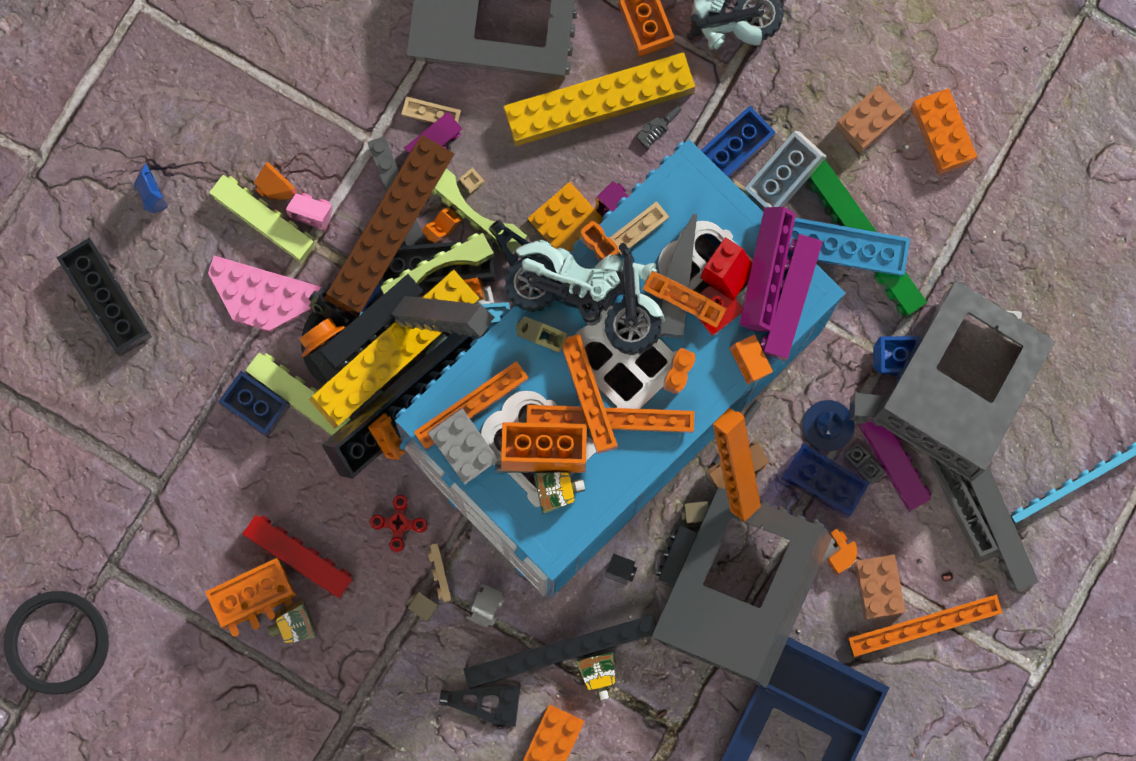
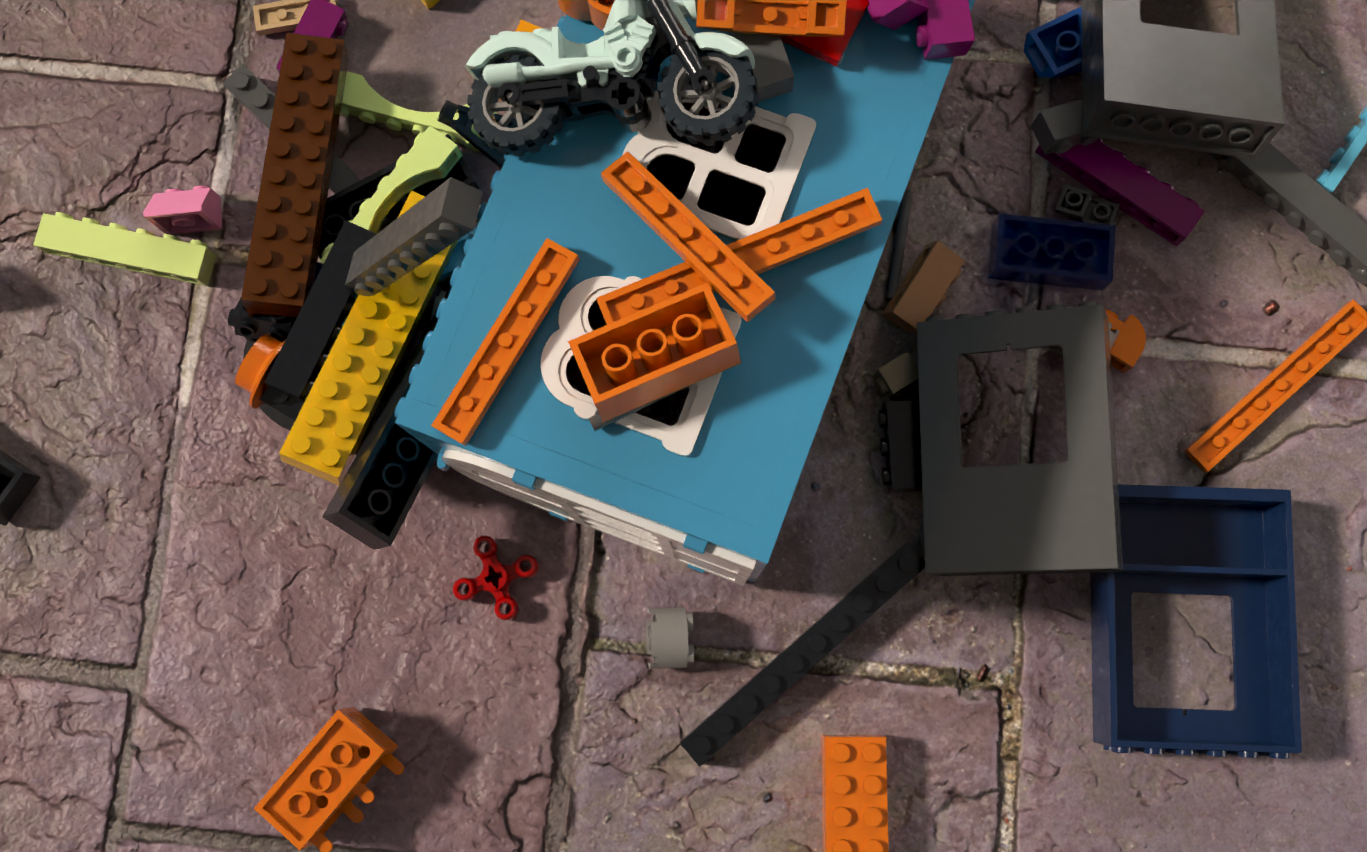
camera: 15 degrees left, 0 degrees up
(254, 404) = (219, 504): dark blue brick -> none
(259, 296) = (164, 355): bright pink plate -> none
(273, 184) = (117, 195): orange slope -> none
(289, 389) = (251, 460): yellowish green brick -> none
(293, 623) = (409, 789): torso -> none
(298, 557) = (374, 690): red brick -> none
(386, 437) = (415, 463): orange hinge -> none
(422, 606) = (581, 679): dark tan brick -> none
(439, 573) = (584, 621): tan plate -> none
(442, 226) = (376, 150): orange brick -> none
(462, 446) = (520, 410): light grey brick -> none
(471, 180) = (390, 77): tan tile -> none
(507, 705) = (765, 764): black plate -> none
(532, 330) = (549, 172): olive torso -> none
(556, 490) = (707, 413): torso -> none
(598, 674) = (870, 659): torso -> none
(621, 569) = (836, 498): black brick -> none
(680, 366) = (813, 136): orange brick -> none
(736, 464) = (947, 256): orange brick -> none
(751, 359) = (915, 71): orange hinge -> none
(828, 425) = (1014, 180): dark blue hat -> none
(879, 587) = (1194, 362): nougat brick -> none
(965, 512) = (1254, 206): dark grey slope -> none

